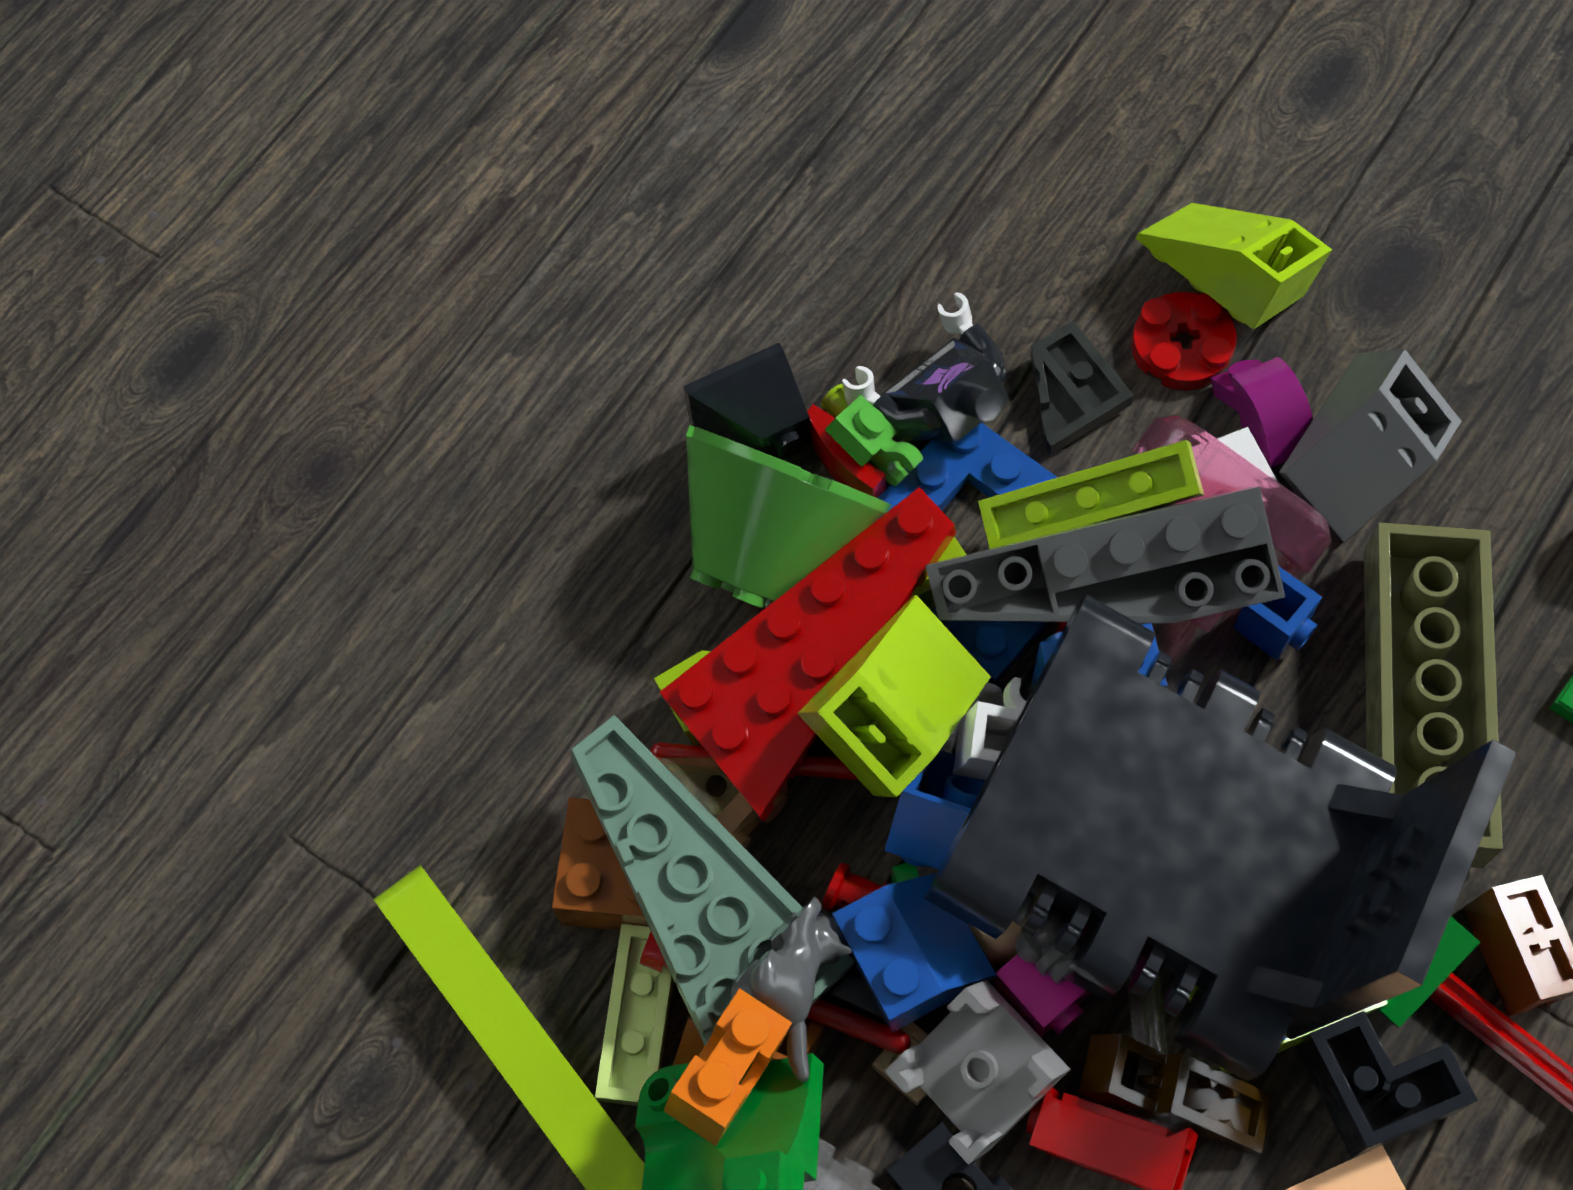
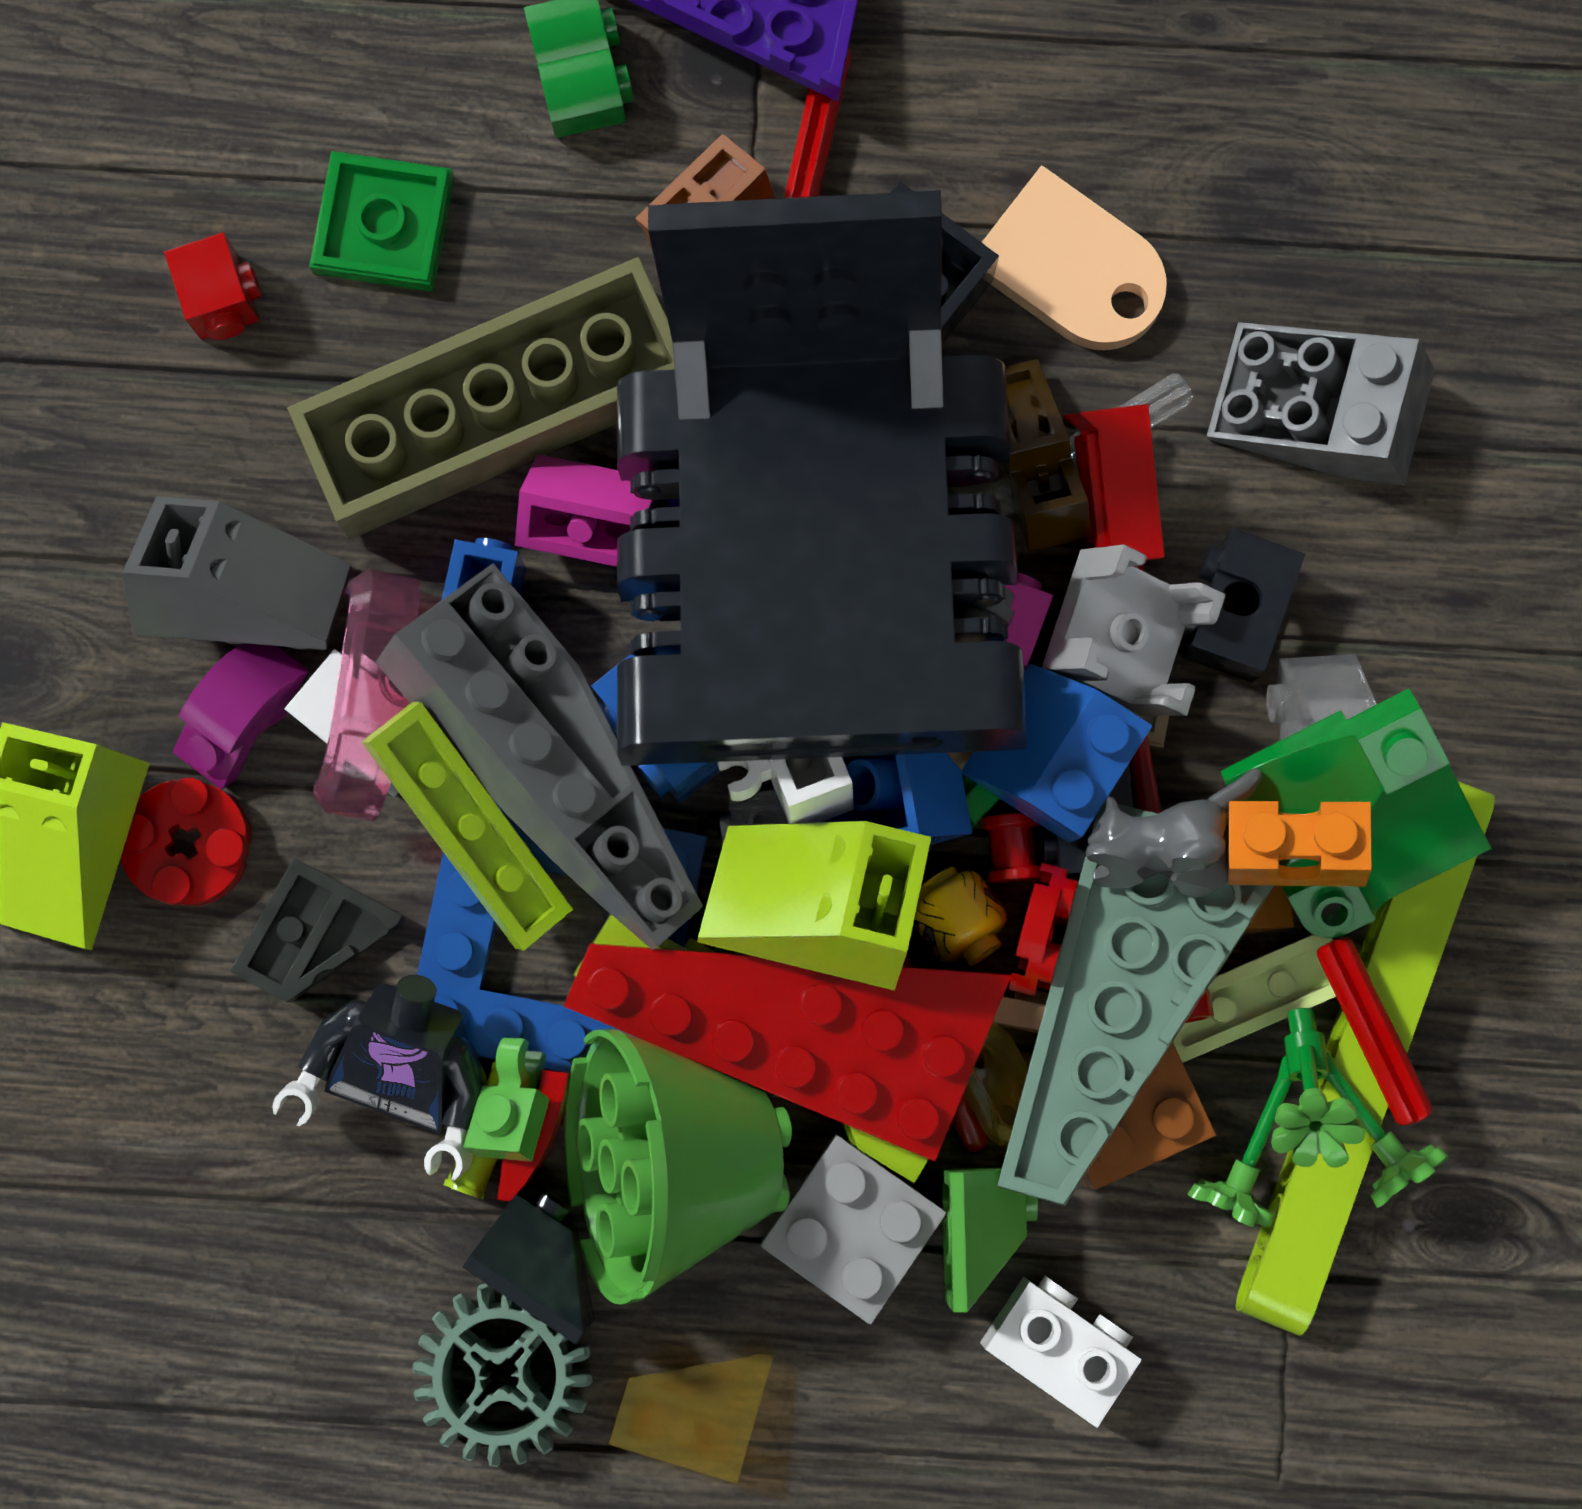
camera: 125 degrees left, 15 degrees up
(476, 725) = (1060, 1350): none -> white brick
(507, 955) = (1314, 1129): none -> bright green plant
(552, 1078) = (1374, 1031): none -> red axle
(591, 467) = (694, 1415): none -> clear yellow wing
(594, 693) = (979, 1230): none -> bright green slope
(646, 623) = (852, 1229): none -> light grey brick
(706, 332) = (527, 1394): none -> sand green gear
(783, 858) = (1046, 909): none -> red plate
(829, 826) = (959, 916): none -> yellow head
(1311, 694) = (575, 509): none -> dark pink brick

